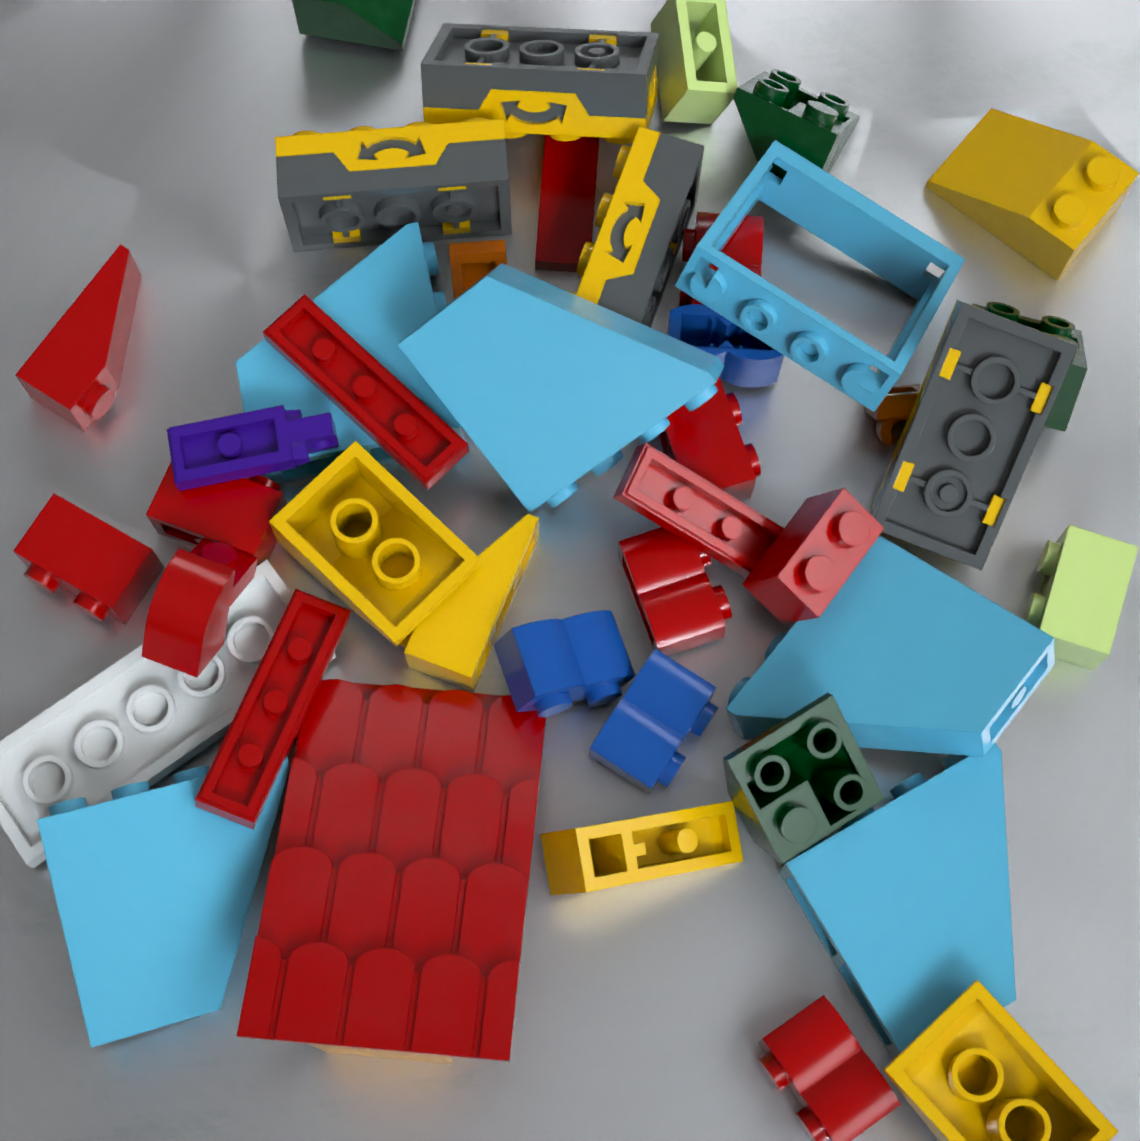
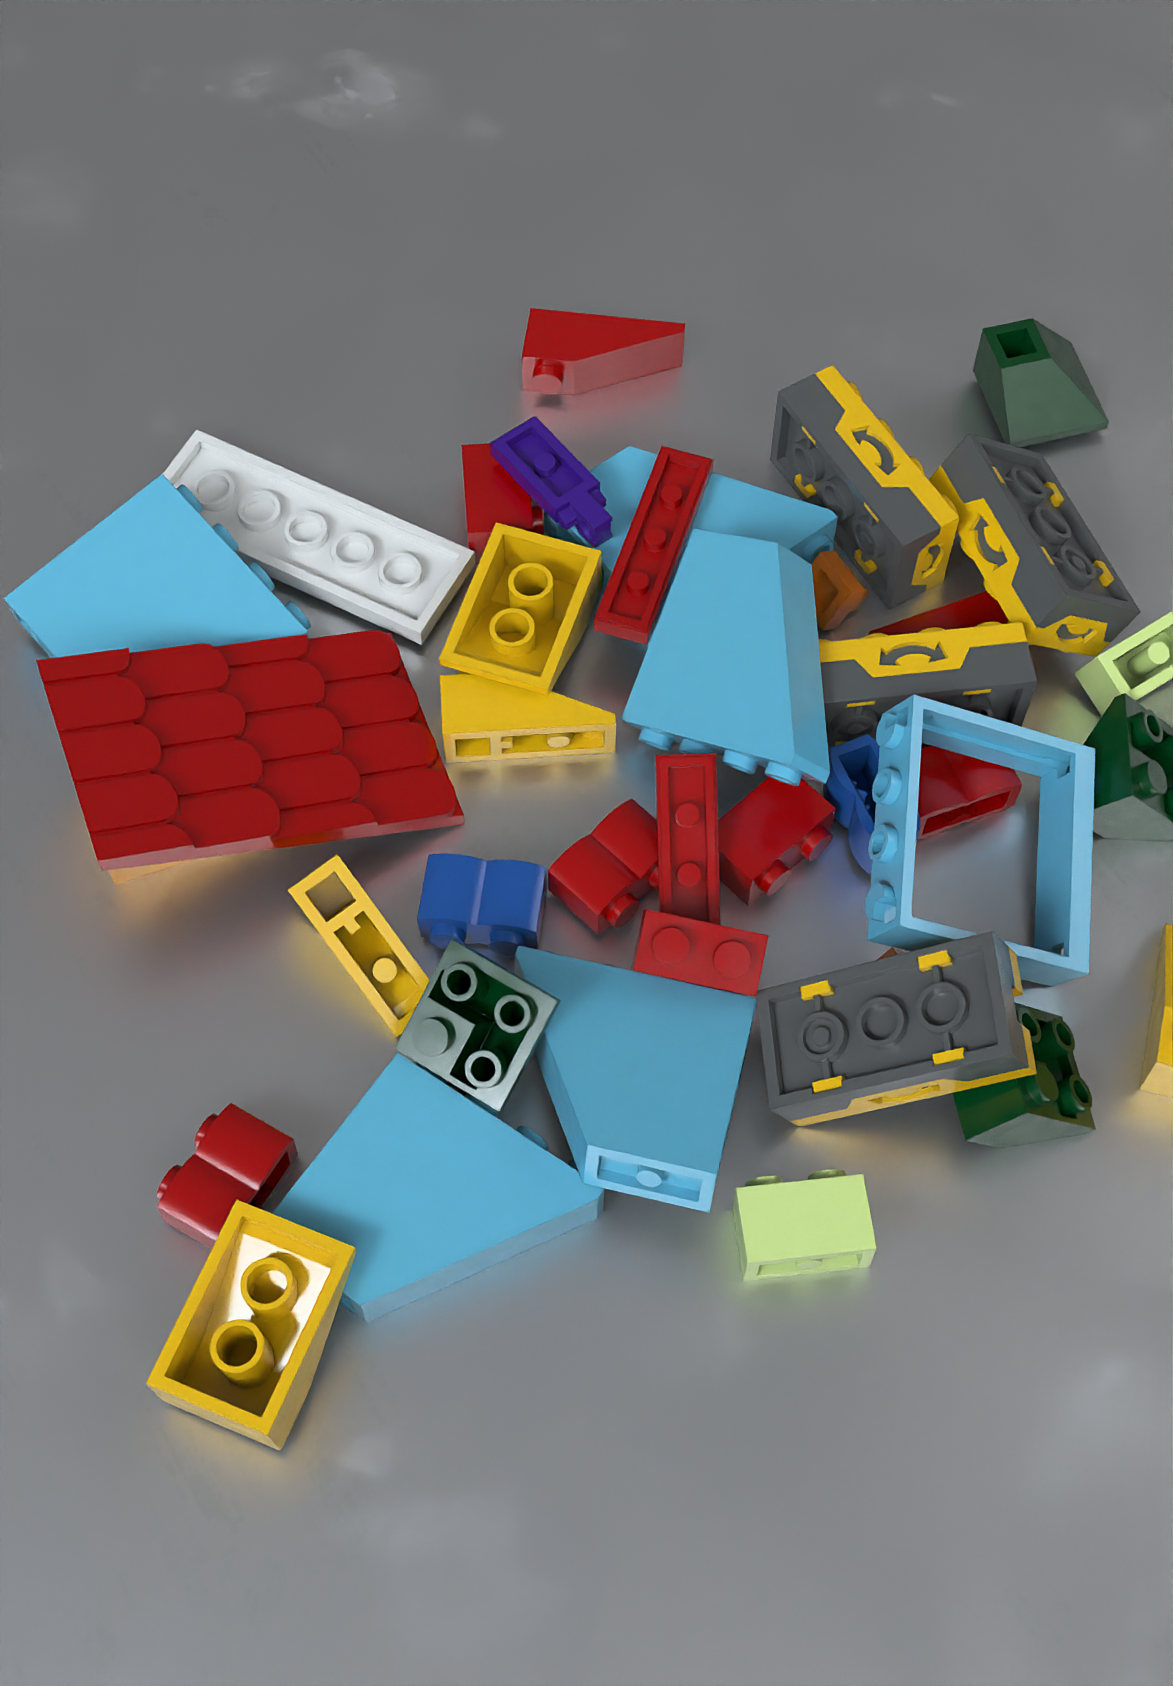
camera: 65 degrees right, 10 degrees down
(87, 559) = (407, 435): red brick -> none
(193, 605) = (396, 499): red brick -> none
(273, 709) = (341, 602): red tile -> none
(564, 662) = (497, 802): blue brick -> none

